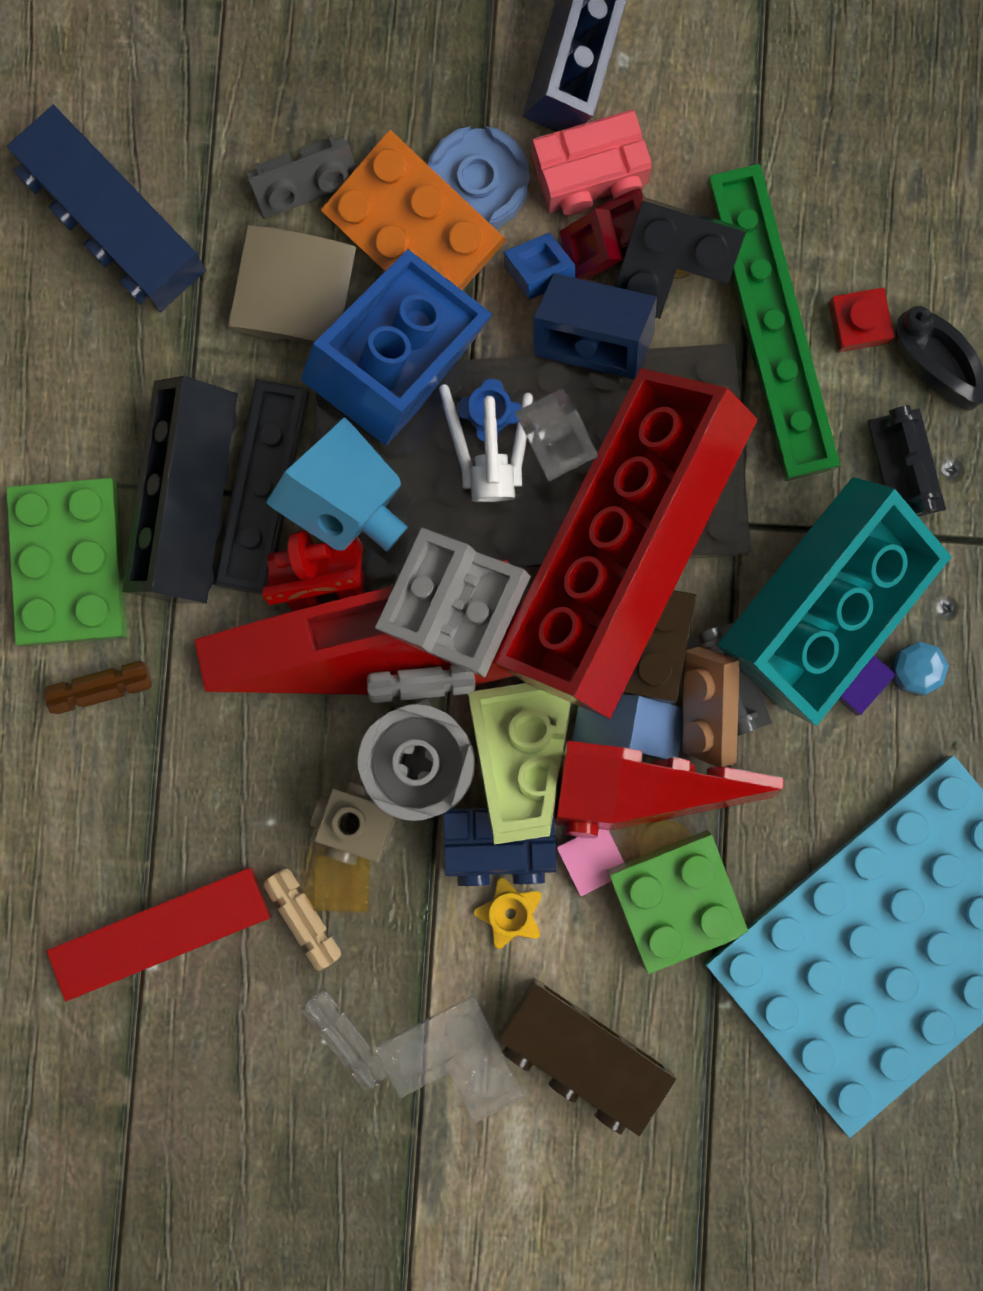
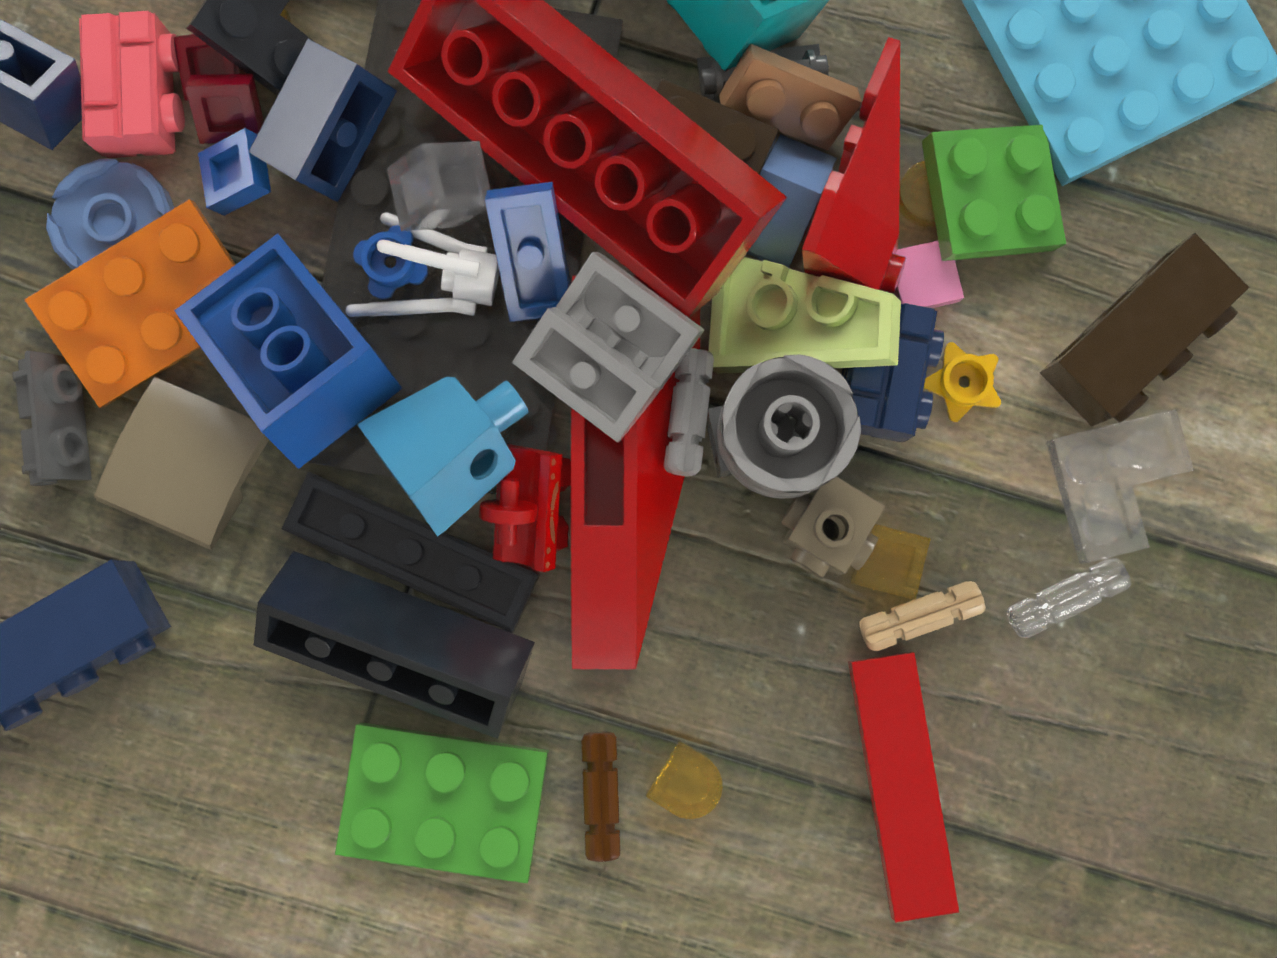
camera: 80 degrees left, 0 degrees up
(123, 755) = (687, 783): none -> clear yellow tile
(521, 518) = (528, 248): none -> plate

